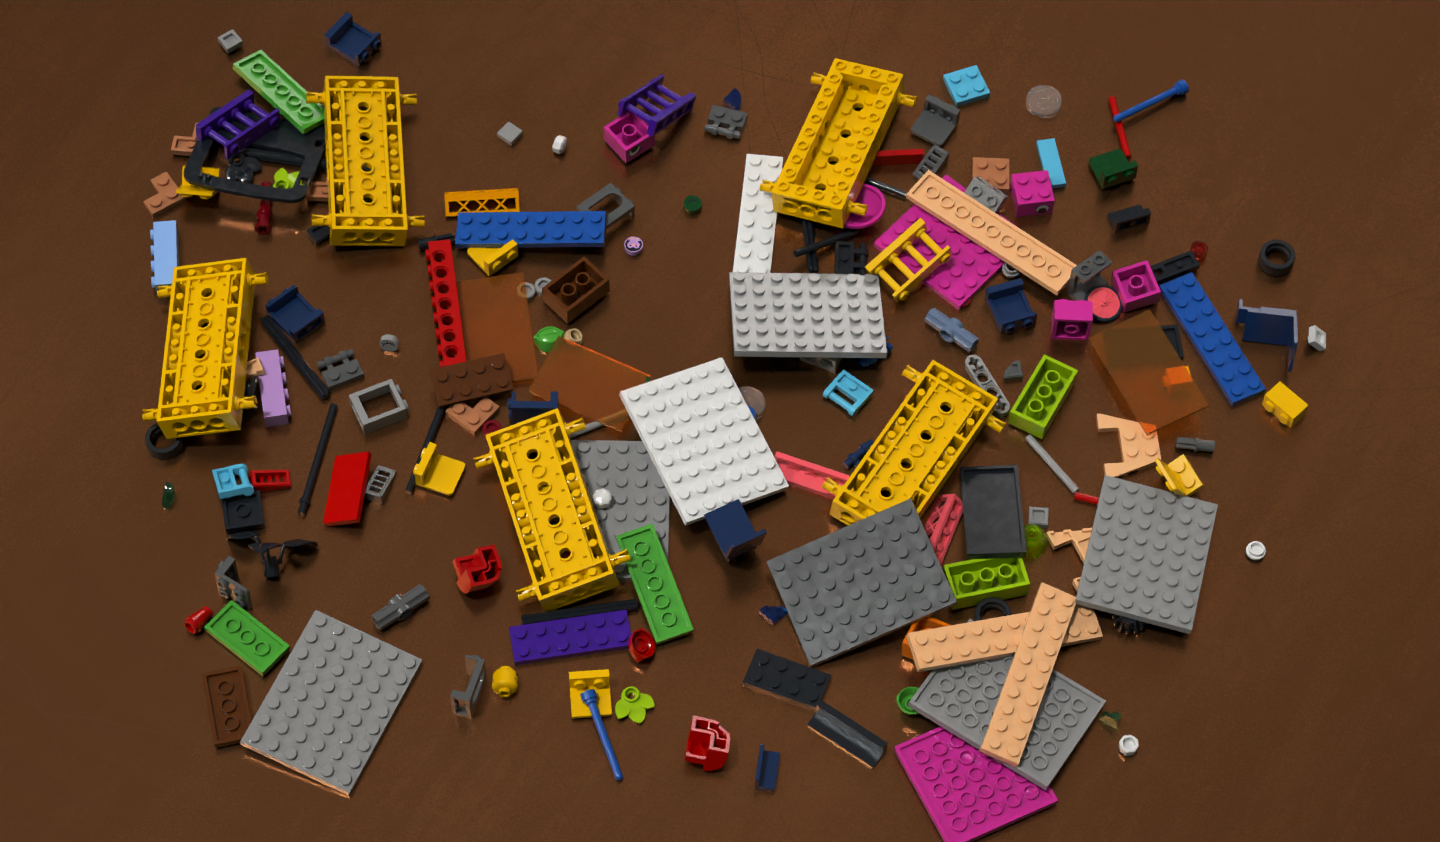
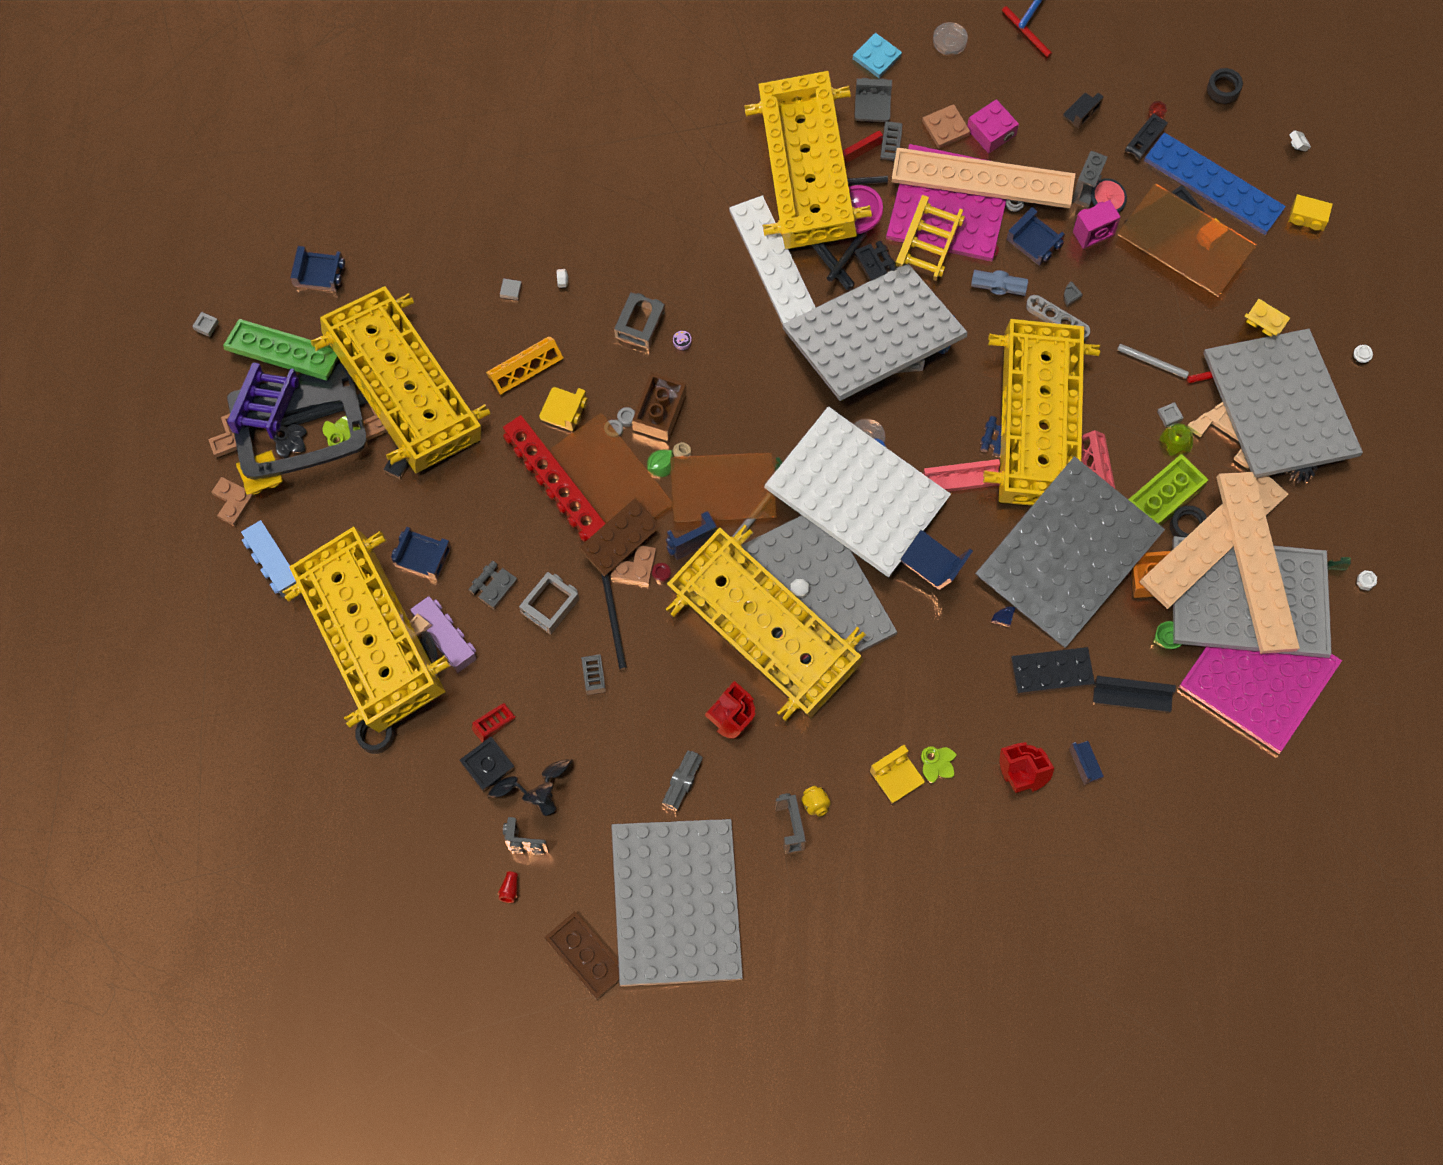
camera: 25 degrees left, 10 degrees up
(168, 495) = (410, 784): clear green tile -> none
(226, 482) = (457, 745): medium azure plate -> none
(247, 638) = (563, 881): bright green plate -> none
(264, 214) = (336, 473): dark red pin -> none
(295, 357) = (445, 593): black axle -> none
(305, 500) = (536, 725): black bar -> none
(347, 489) = (569, 695): red tile -> none
(389, 342) = (522, 538): light grey tile -> none
(423, 242) = (497, 429): black axle -> none
(438, 471) = (640, 636): yellow bracket -> none
(531, 229) = (586, 370): blue plate -> none
(570, 637) = (845, 729): dark purple plate -> none
(589, 698) = (900, 779): blue piece -> none
(628, 136) = (619, 240): dark pink brick -> none
(629, 605) = (840, 702): black axle -> none
(641, 645) = (912, 705): red hat -> none
(655, 584) = (893, 644): bright green plate -> none
(662, 118) = (643, 207): dark purple fence -> none
(692, 204) = (710, 277): dark green tile -> none
(726, 118) = (692, 183): dark grey plate -> none
(733, 99) = (687, 163): clear blue tile -> none
(852, 389) = (950, 378): medium azure plate -> none
(986, 194) = (957, 145): light grey brick -> none
(992, 512) = (1136, 430): black tile -> none
(1043, 396) = (1113, 305): lime brick -> none
(1051, 161) = (988, 89): medium azure tile -> none
(1113, 168) = (1044, 71): dark green bracket -> none
(1136, 286) = (1129, 167): dark pink brick -> none
(1137, 448) = (1213, 311): light nougat wing -> none
(1195, 444) = (1259, 284): dark grey axle -> none
(1270, 327) = (1263, 148): dark blue piece -> none

